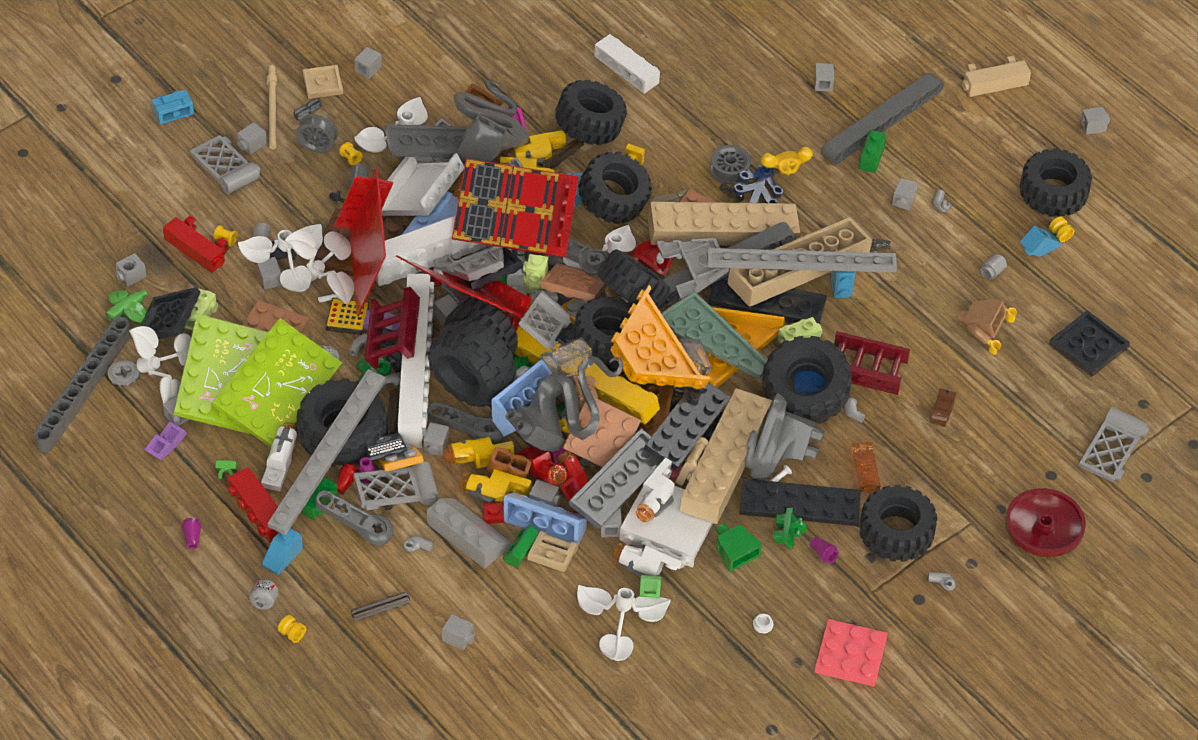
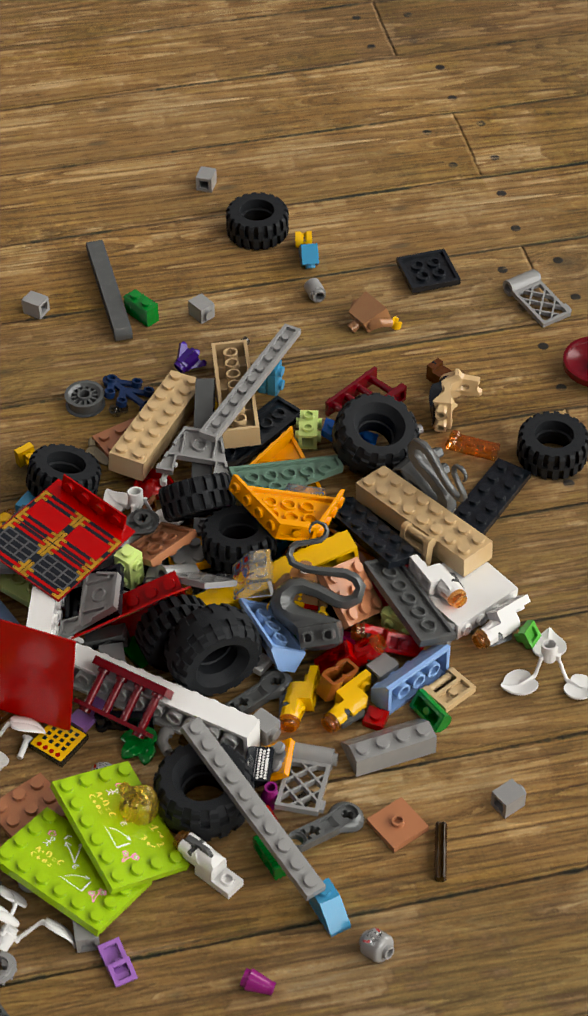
camera: 60 degrees left, 5 degrees down
(226, 466) = (189, 916): bright green tile -> none
(254, 500) = (256, 907): red brick -> none
(289, 627) = (434, 936): yellow wheel -> none
(295, 381) = (138, 803): none -> clear yellow piece
(356, 344) = (99, 746): light grey arm -> none
(391, 568) = (397, 824): none -> nougat plate
(417, 543) = (379, 790): light grey arm -> none
(736, 546) = (516, 559): green torso -> none
(788, 161) = (117, 357): yellow head -> none
(791, 527) = (516, 514): green hips -> none
(825, 550) = (549, 505): magenta cone -> none
(828, 211) = (188, 358): none -> dark purple rock
(892, 420) = (443, 393): none -> tan hips
(938, 201) = (222, 295): light grey arm -> none
(996, 78) = (119, 213): tan brick -> none

